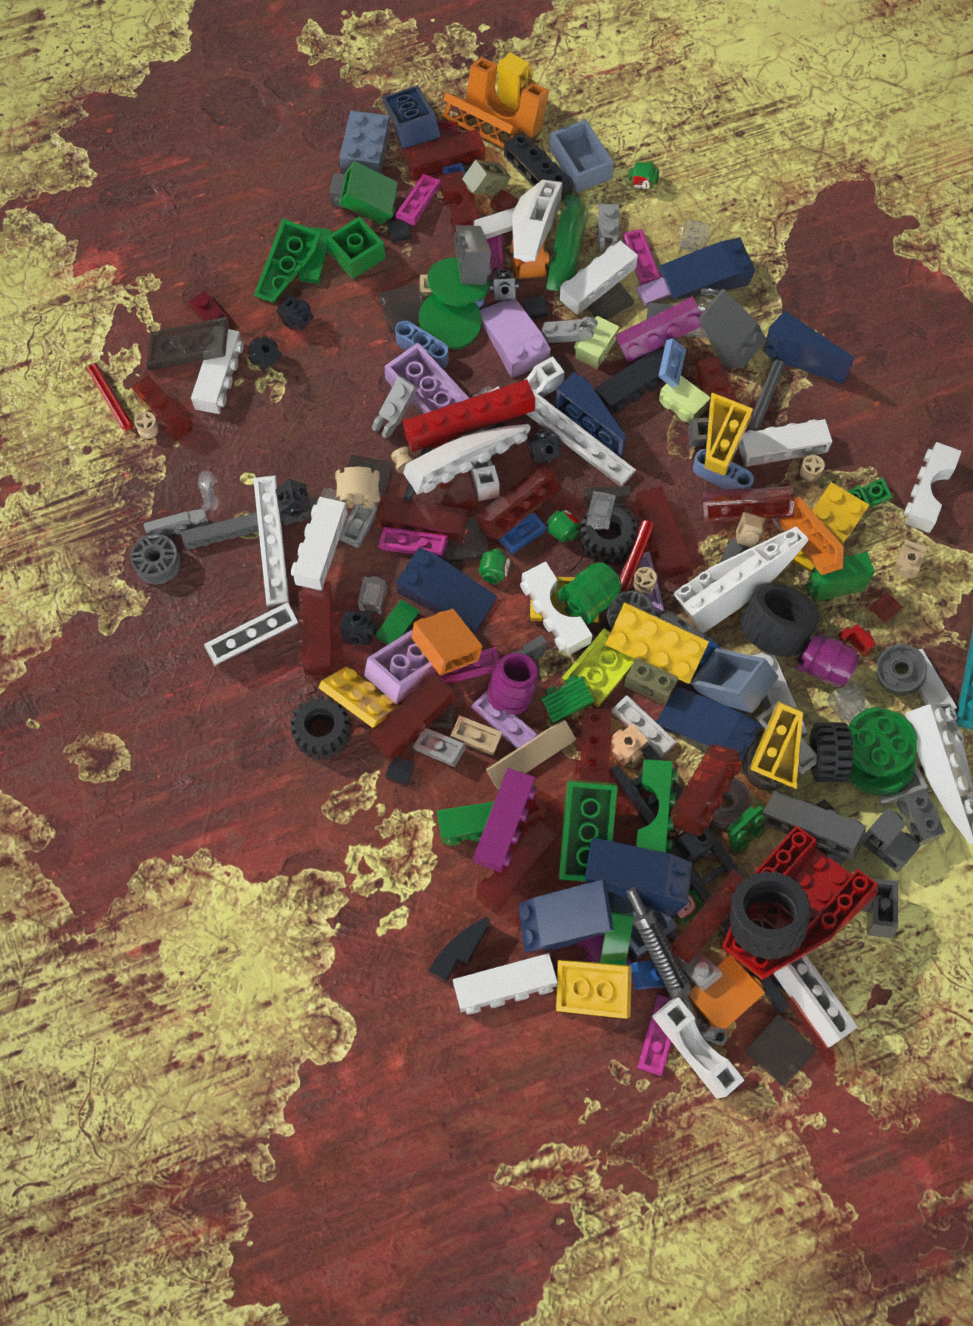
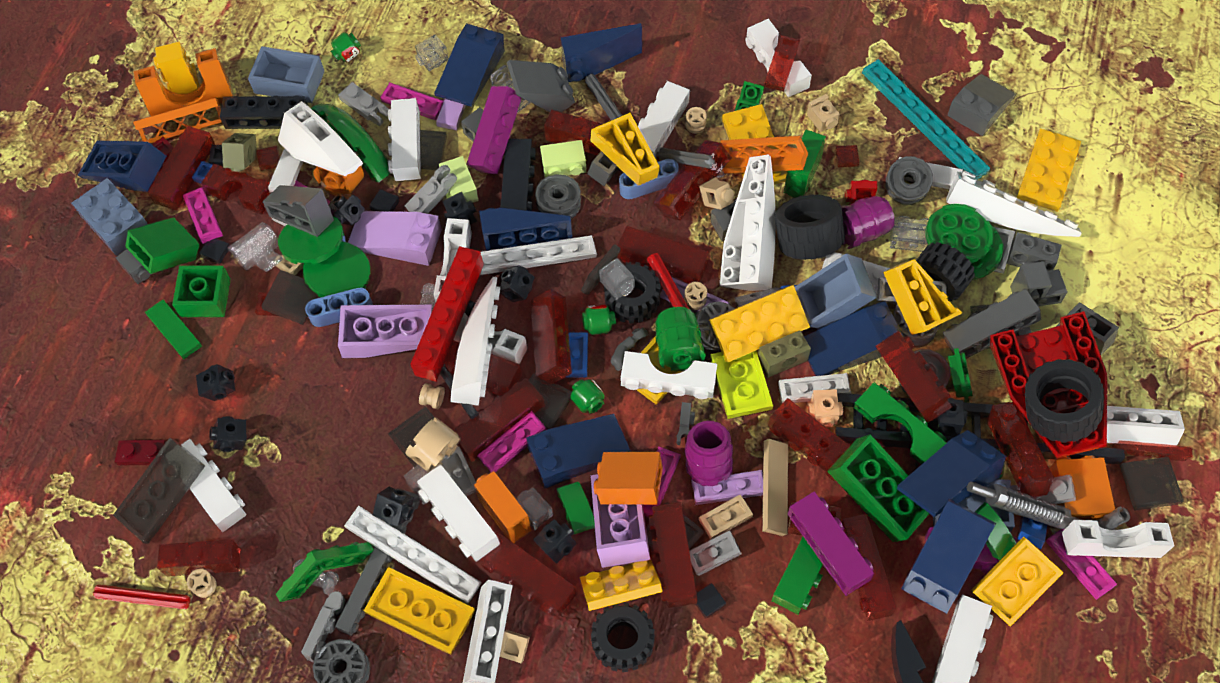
camera: 50 degrees left, 5 degrees down
(208, 479) = (317, 562): none -> green plate
(235, 578) = (419, 610): none -> yellow plate
(256, 658) = (514, 646): none -> tan tile
(288, 255) = (156, 348): green wedge -> none
(352, 568) = (502, 506): none -> orange brick
(395, 406) = (379, 364): light grey hinge -> none
(420, 254) = (257, 248): none -> clear piece
(563, 563) = (626, 345): none -> dark grey arm
(569, 698) = (752, 422): green brick -> none
(572, 359) = (459, 208): none -> black brick
(643, 432) = (558, 187): none -> dark grey wheel
(672, 362) = (531, 141): medium blue plate -> none
(760, 483) = (685, 157): none -> dark grey axle
(924, 491) = (782, 63): none -> clear red tile

